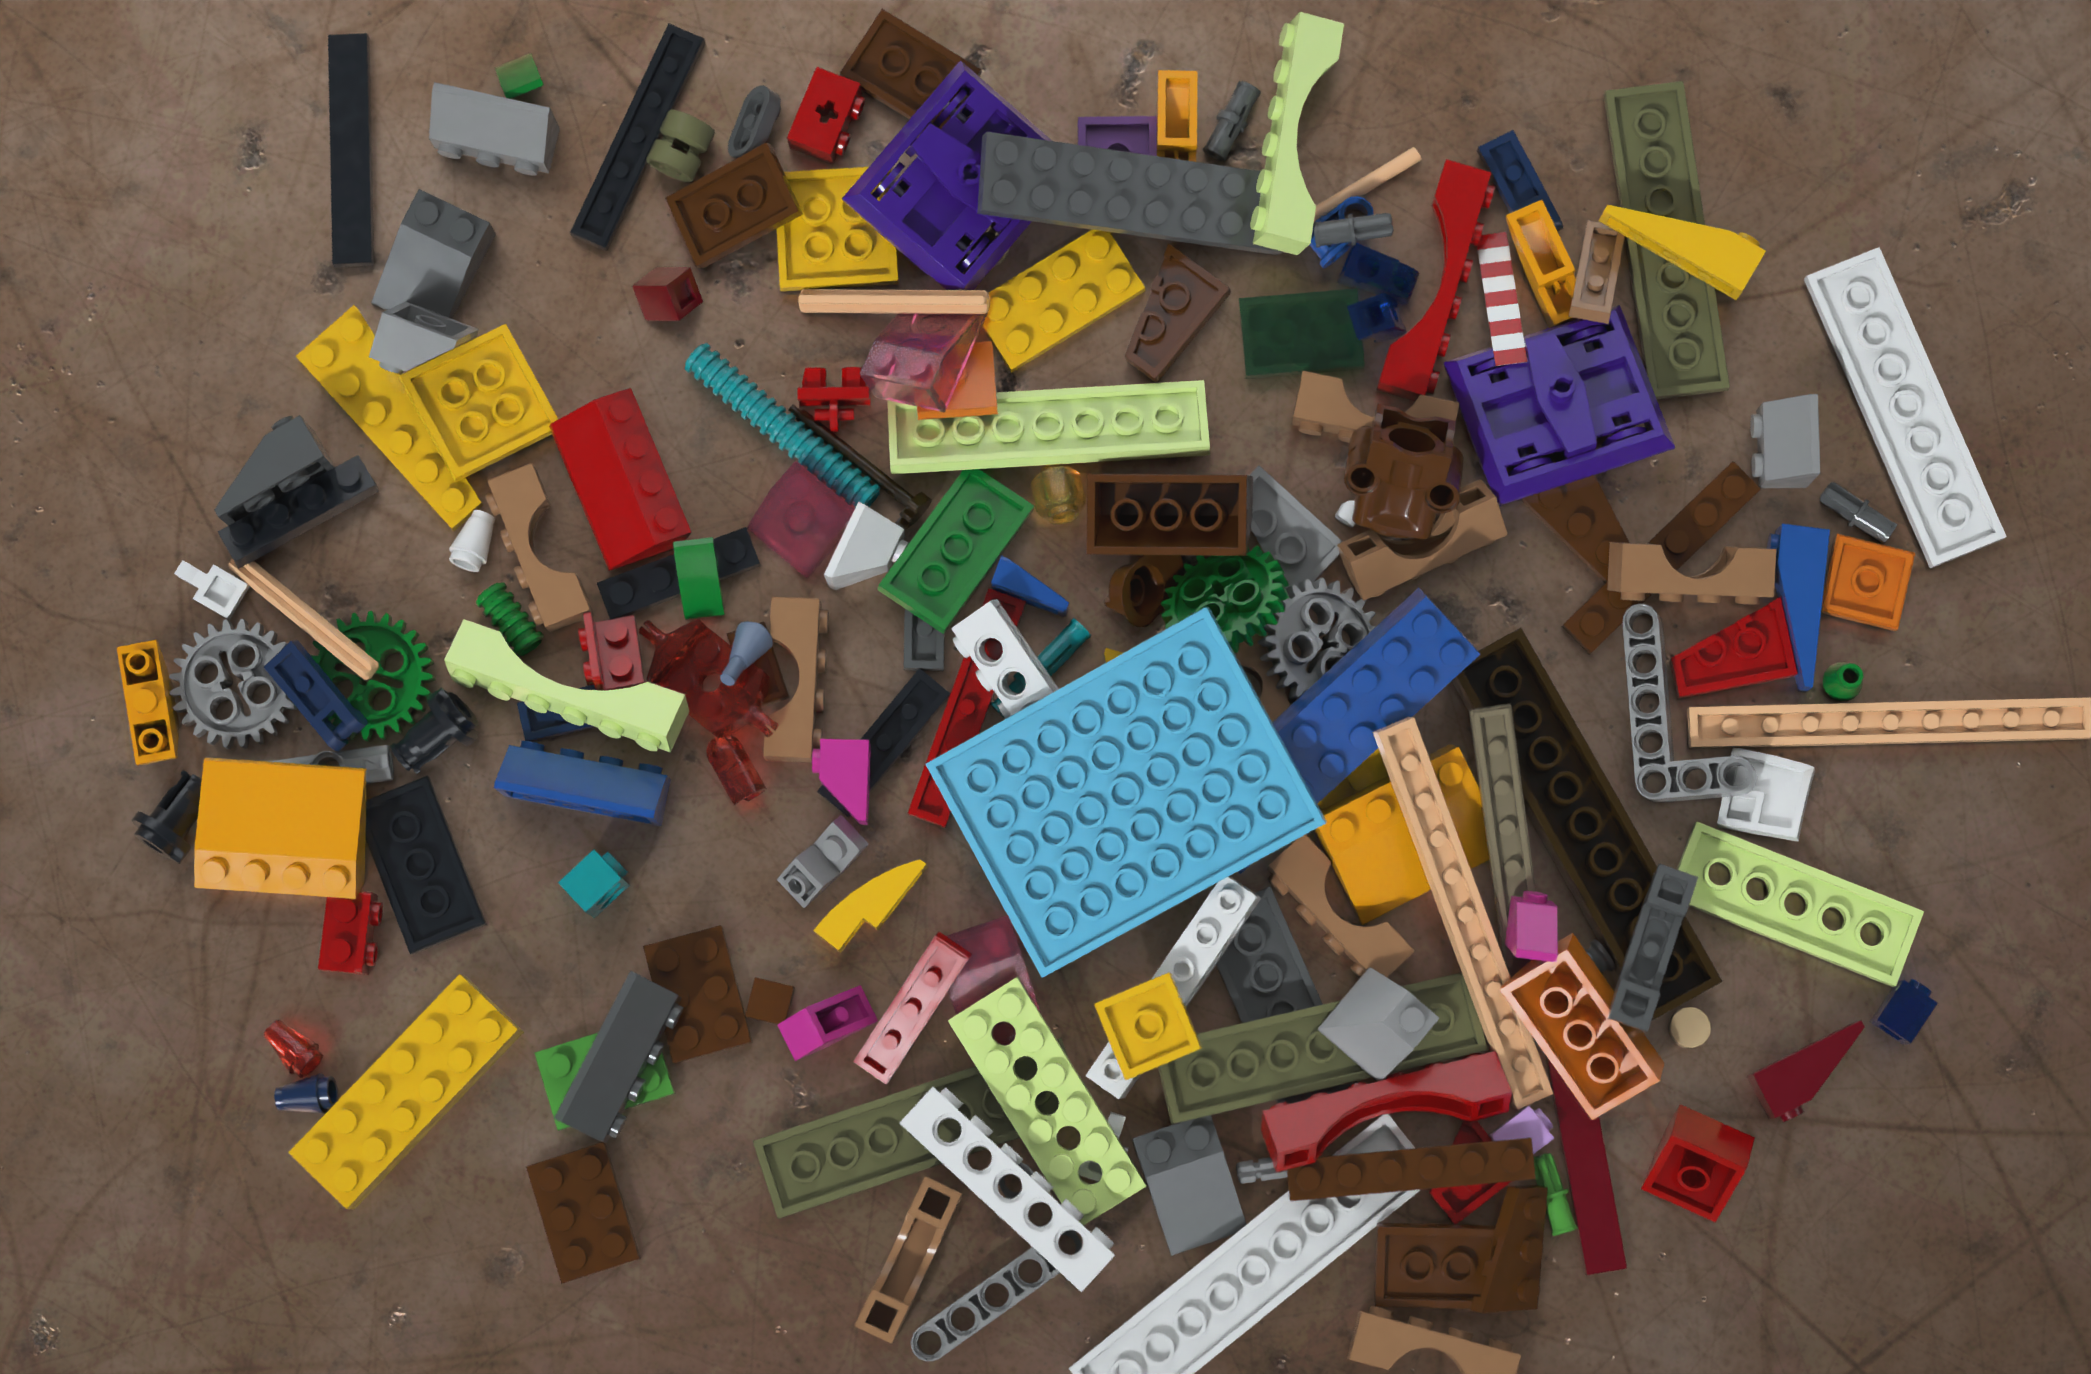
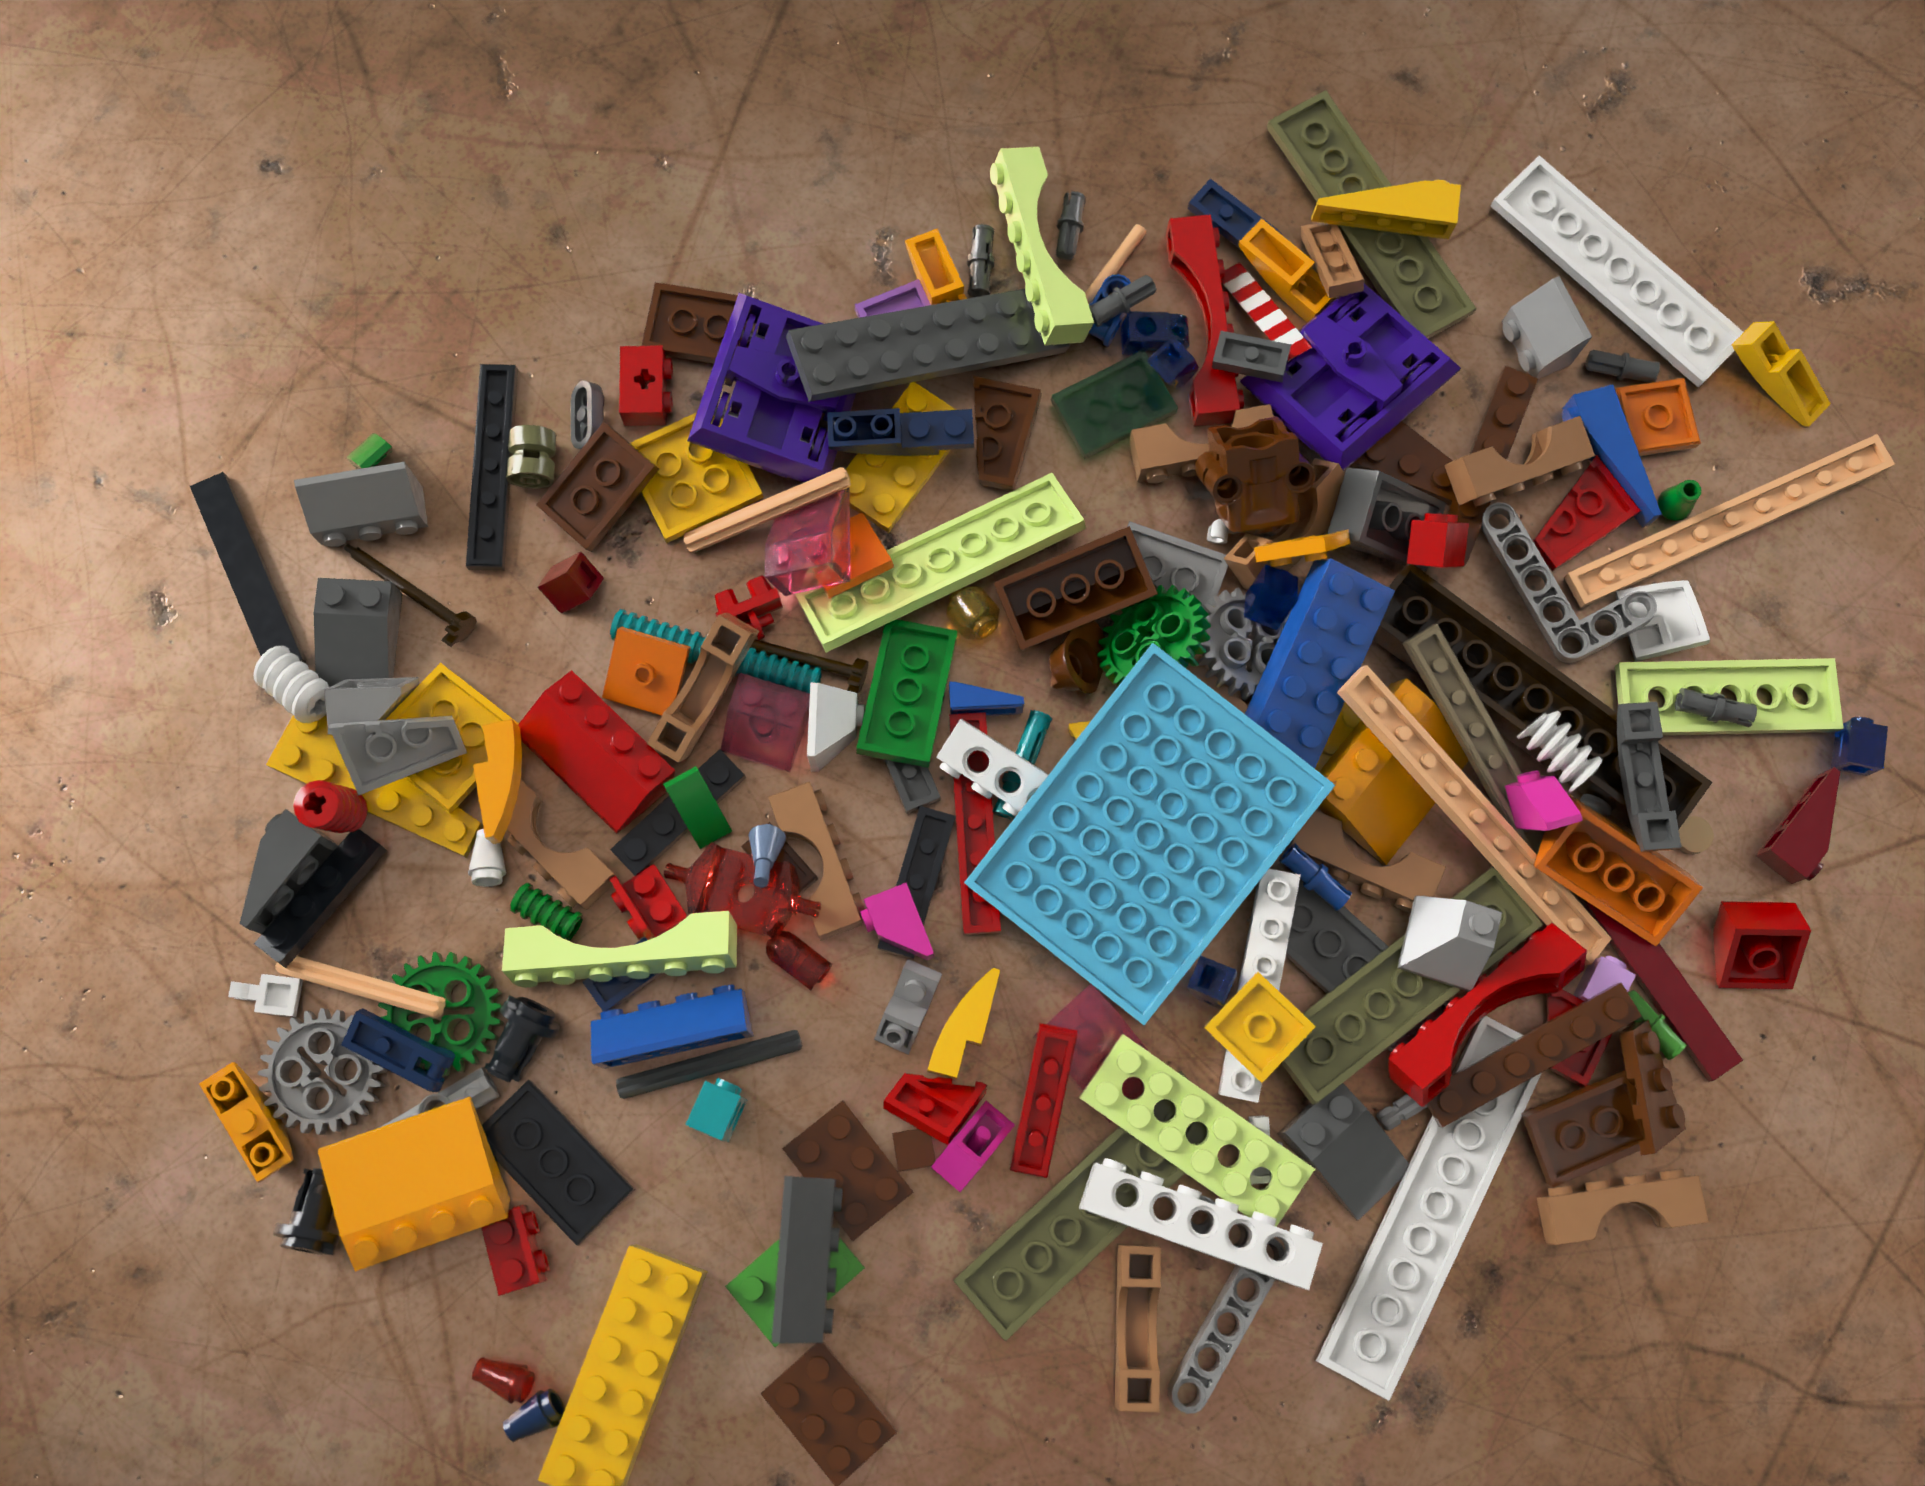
camera: 30 degrees left, 5 degrees down
(342, 430) = (330, 807): none -> red piece
(352, 288) = (292, 684): none -> white piece
(427, 397) = (395, 748): none -> light grey wing
(516, 468) = (499, 777): none -> light orange slope
(541, 291) = (459, 625): none -> dark brown piece
(606, 835) = (708, 1064): none -> dark grey axle
(704, 418) = (645, 671): none -> orange plate
(755, 460) = (713, 672): none -> medium nougat arch
(807, 966) = (934, 1104): none -> red wing
(1062, 277) = (900, 433): none -> dark blue slope
(1127, 963) = (1211, 982): none -> clear blue leg
(1278, 906) = (1315, 877): none -> blue pin
(1343, 120) = (1070, 225): none -> dark grey axle
(1362, 606) = (1271, 597): none -> clear blue brick
(1416, 572) = (1311, 547): none -> light orange wing
(1458, 346) = (1251, 356): none -> dark grey plate
(1523, 574) = (1380, 513): none -> dark grey slope
(1560, 620) = (1438, 541): none -> red brick
(1576, 883) = (1561, 749): none -> white piece
(1770, 908) = (1715, 707): none -> dark grey pin
(2023, 590) = (1782, 372): none -> yellow slope

